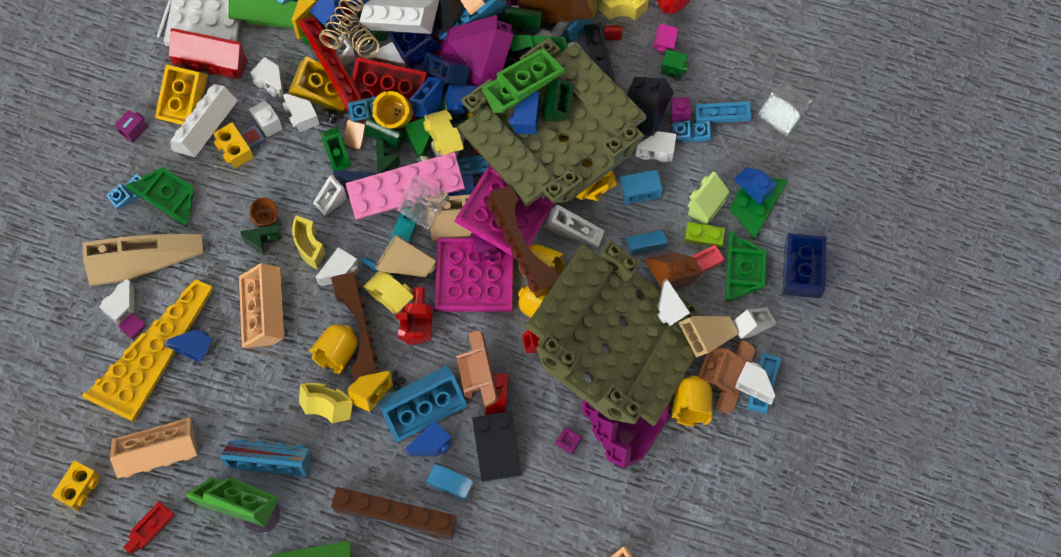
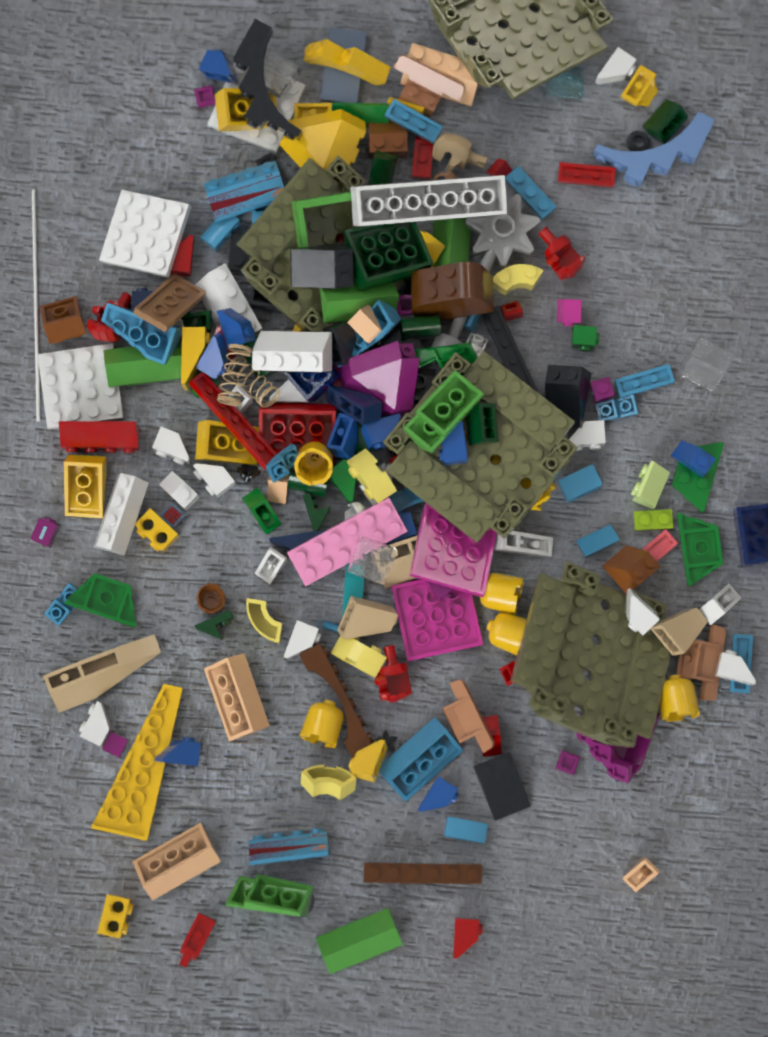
camera: 15 degrees left, 15 degrees up
(538, 274) = (454, 548): reddish brown arch -> none

